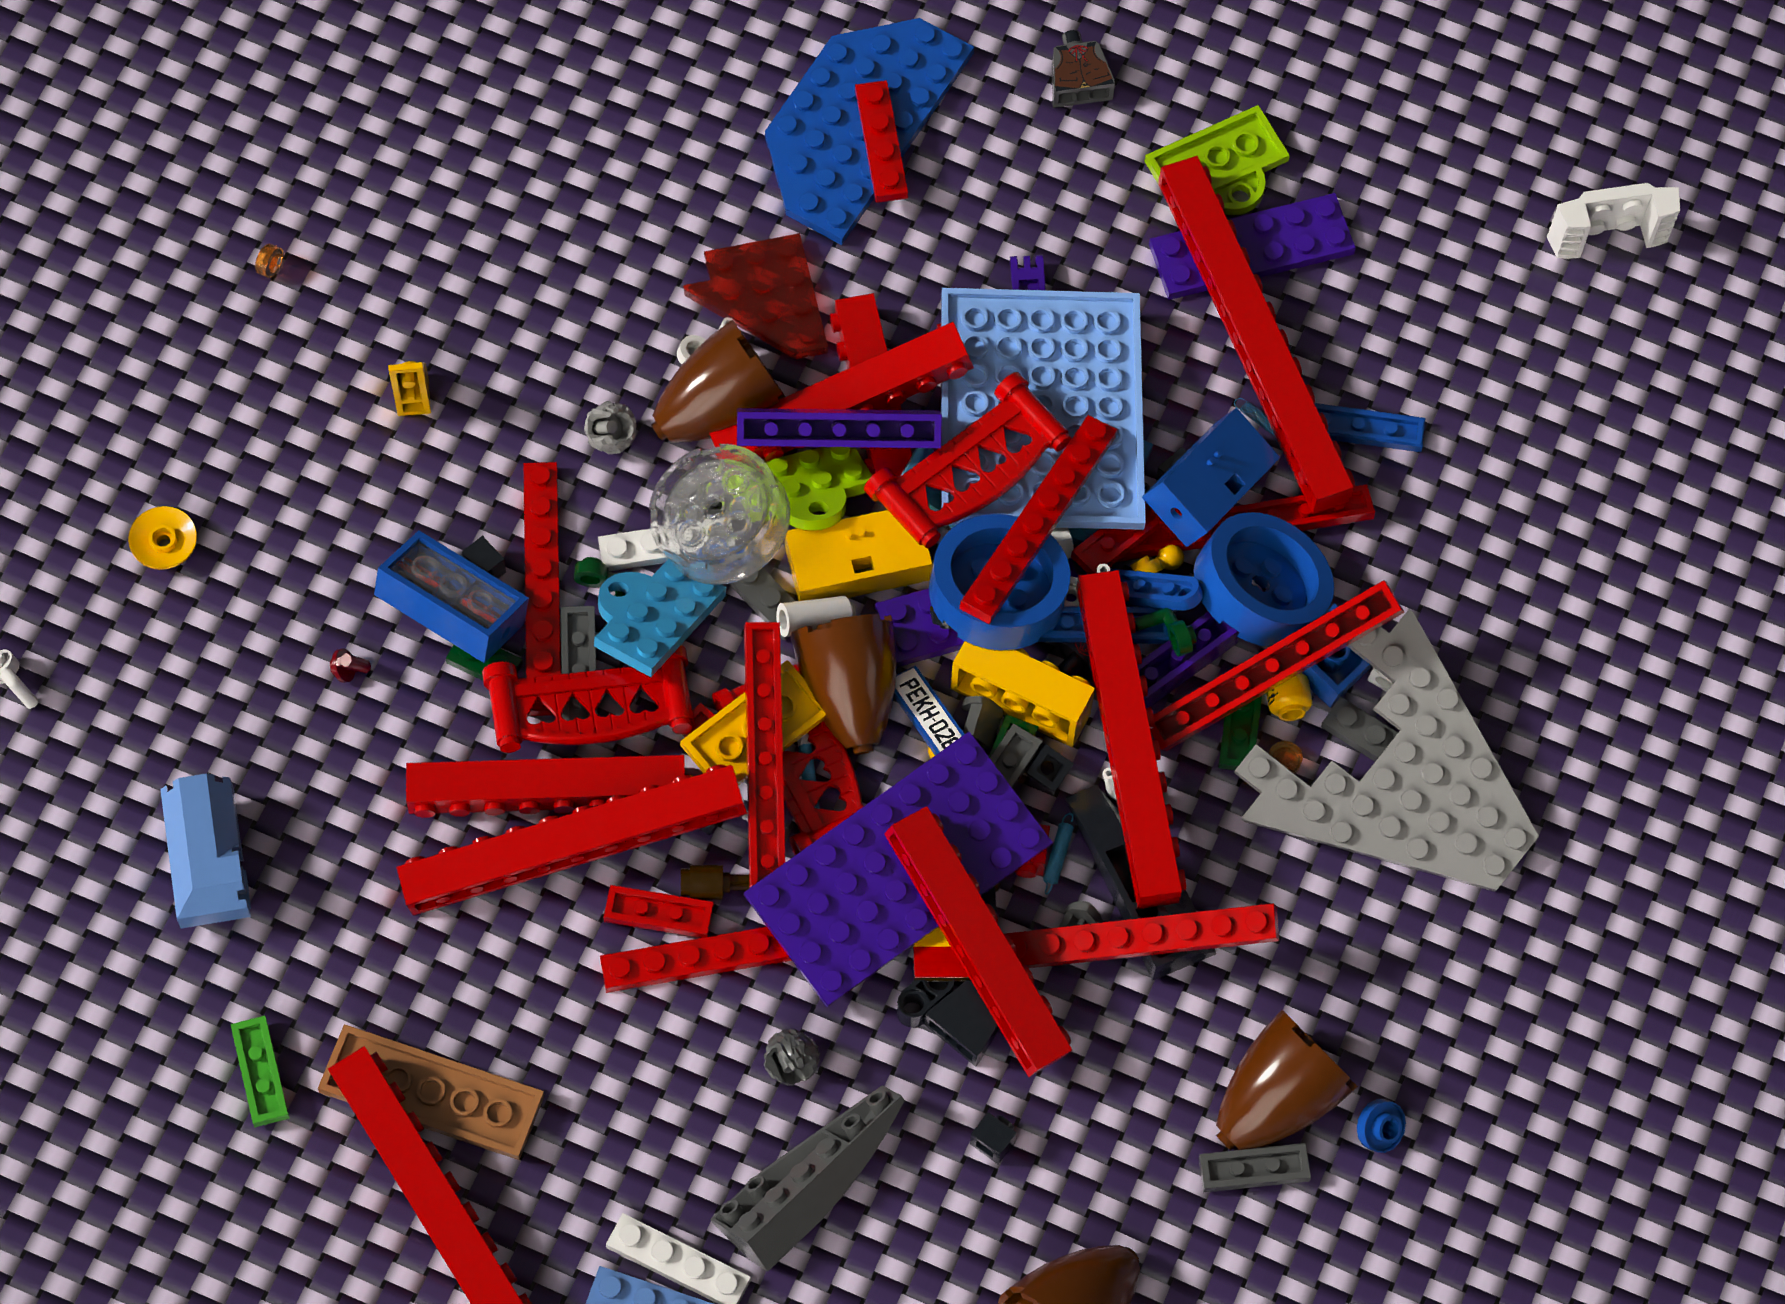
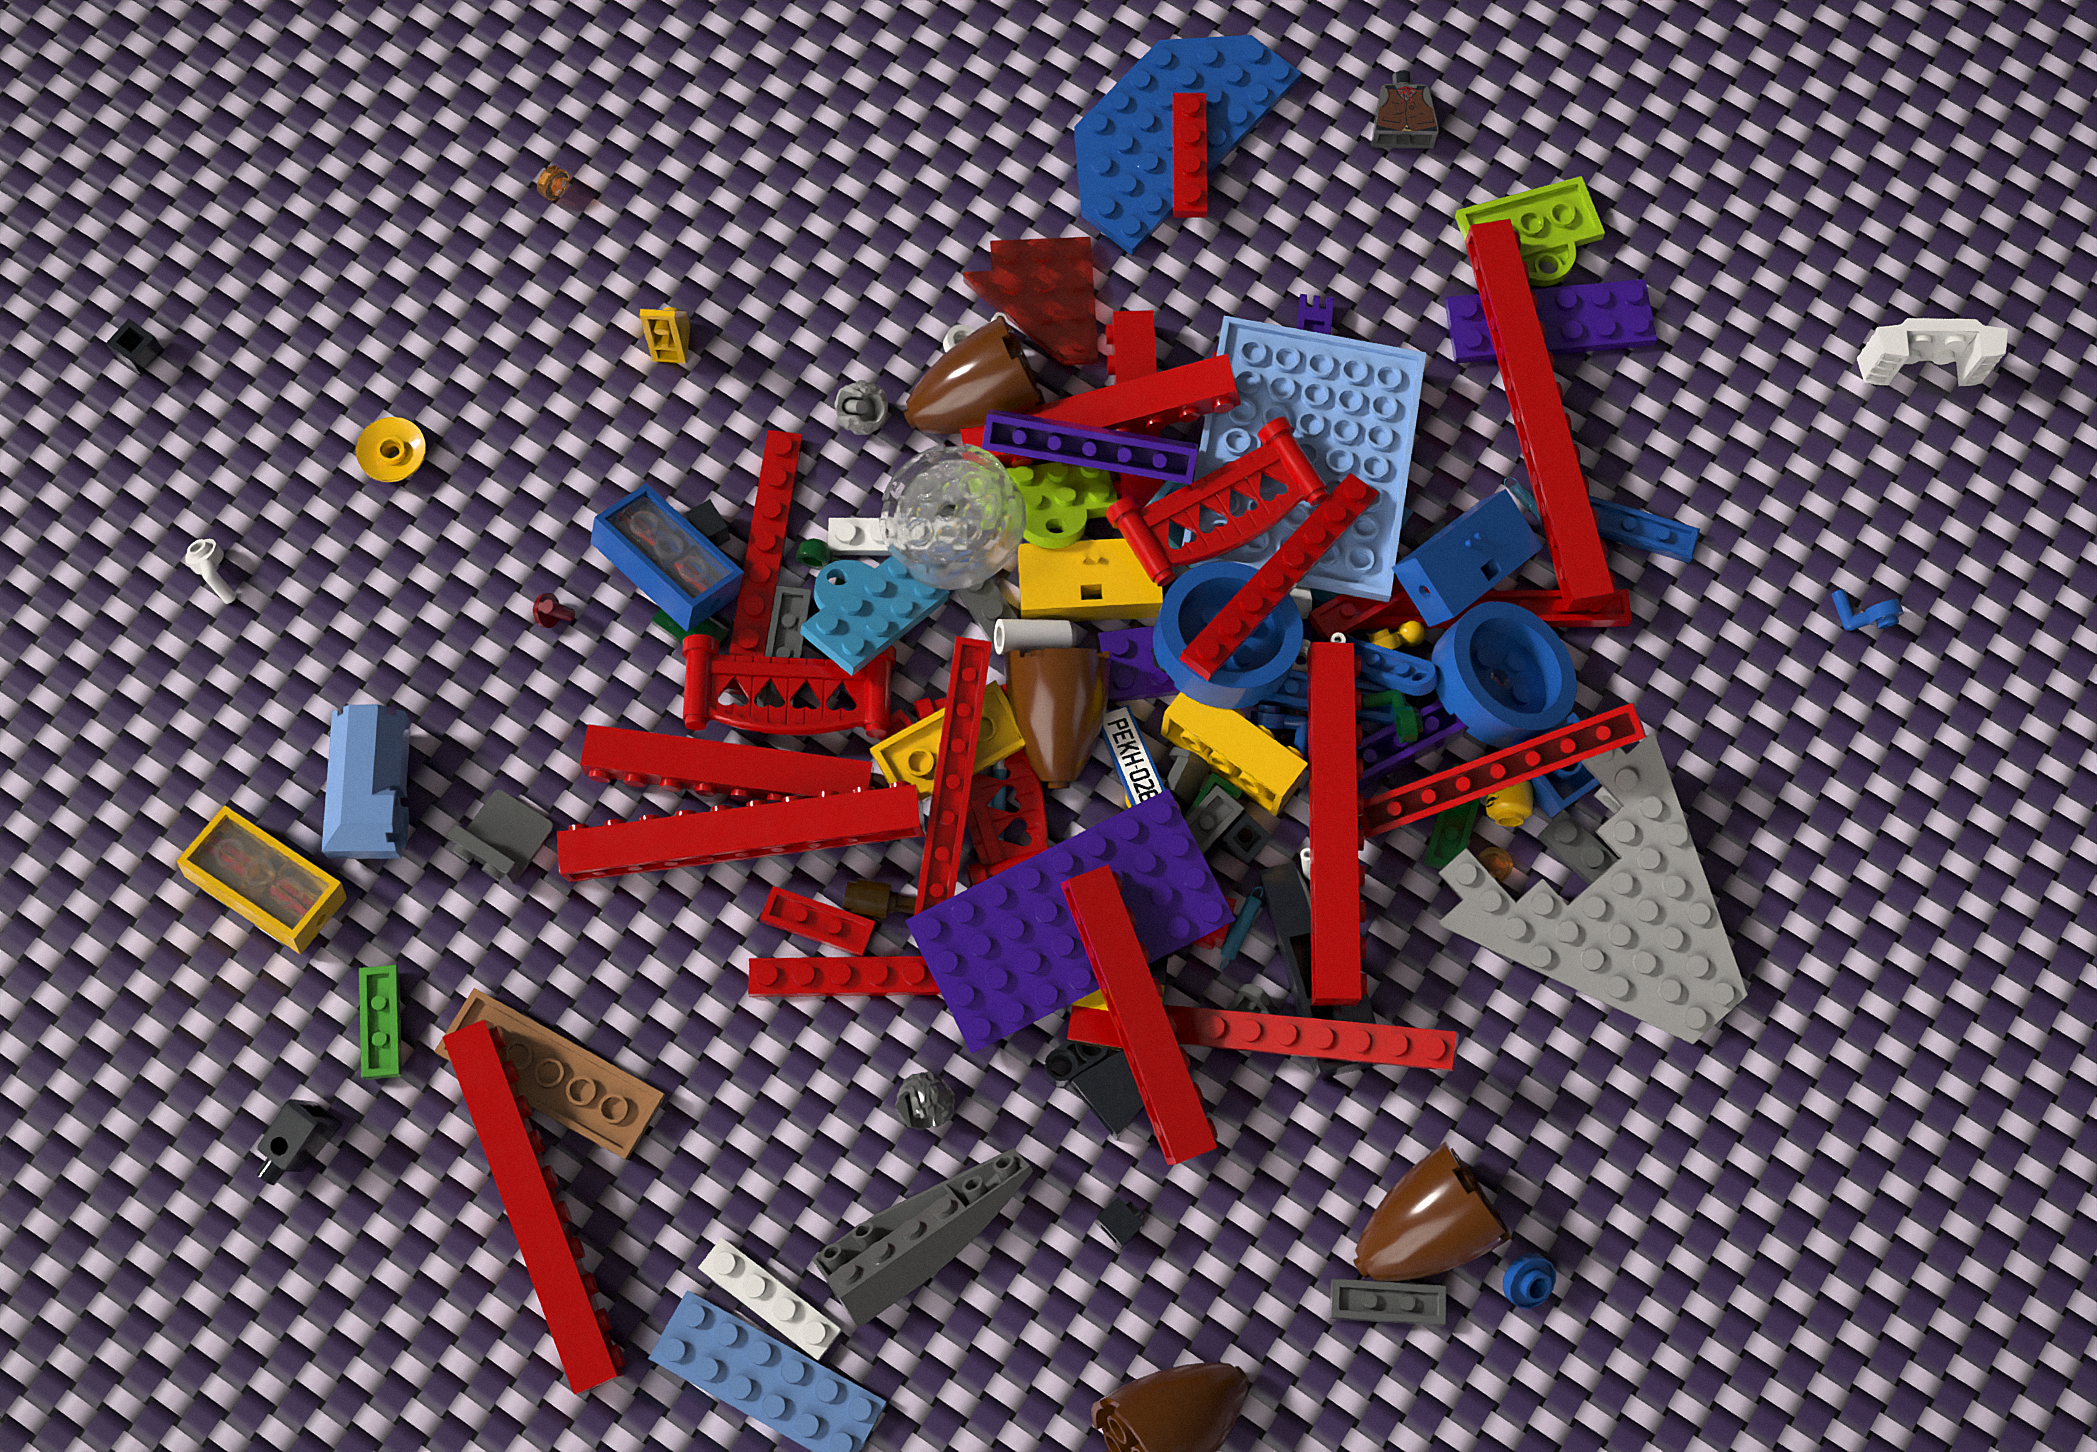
camera: 10 degrees right, 5 degrees up
(121, 957) = (262, 879): none -> brick
(205, 1176) = (295, 1139): none -> black torso
(342, 882) = (502, 837): none -> dark grey bracket
(1052, 653) = (1270, 717): none -> blue plate
(1607, 470) = (1882, 614): none -> blue plate

